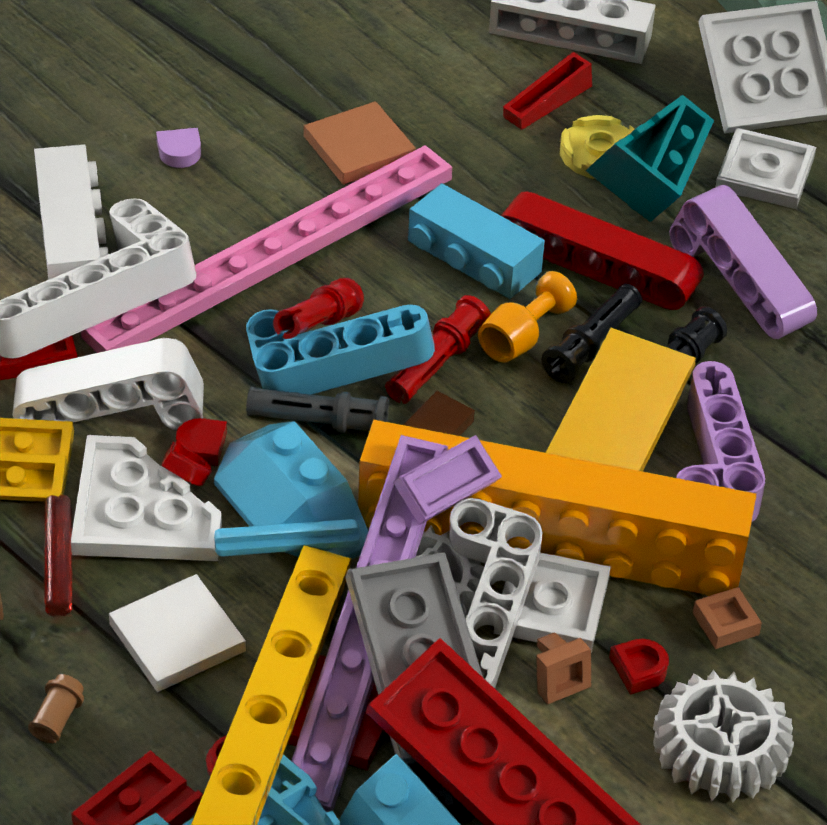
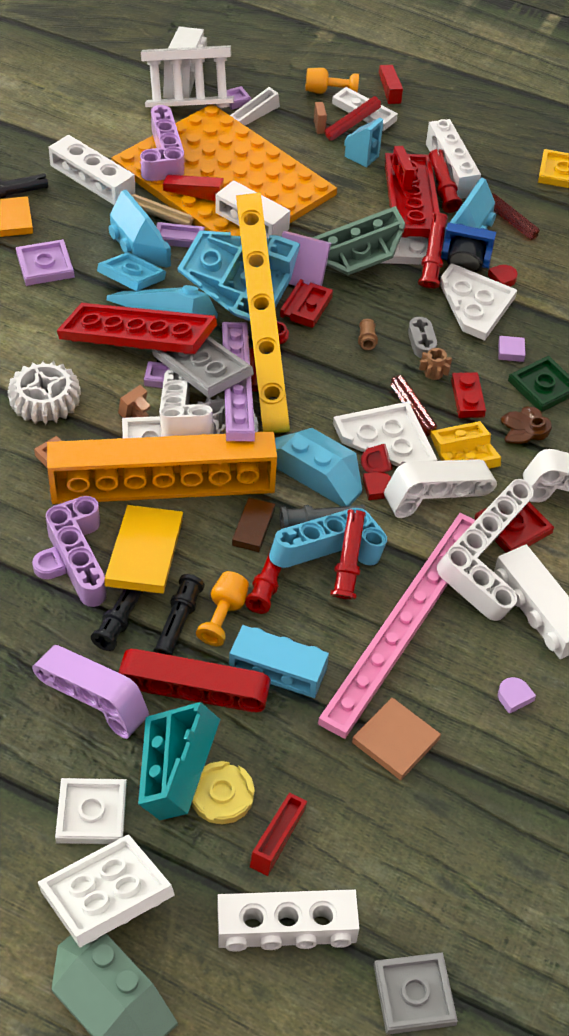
camera: 160 degrees right, 5 degrees up
(177, 632) = (333, 384): white tile -> none
(286, 537) = (302, 421): medium azure axle -> none
(447, 479) = (219, 417): lavender tile -> none
(640, 664) = (95, 426): red tile -> none
(775, 455) = (48, 564): none -> lavender tile

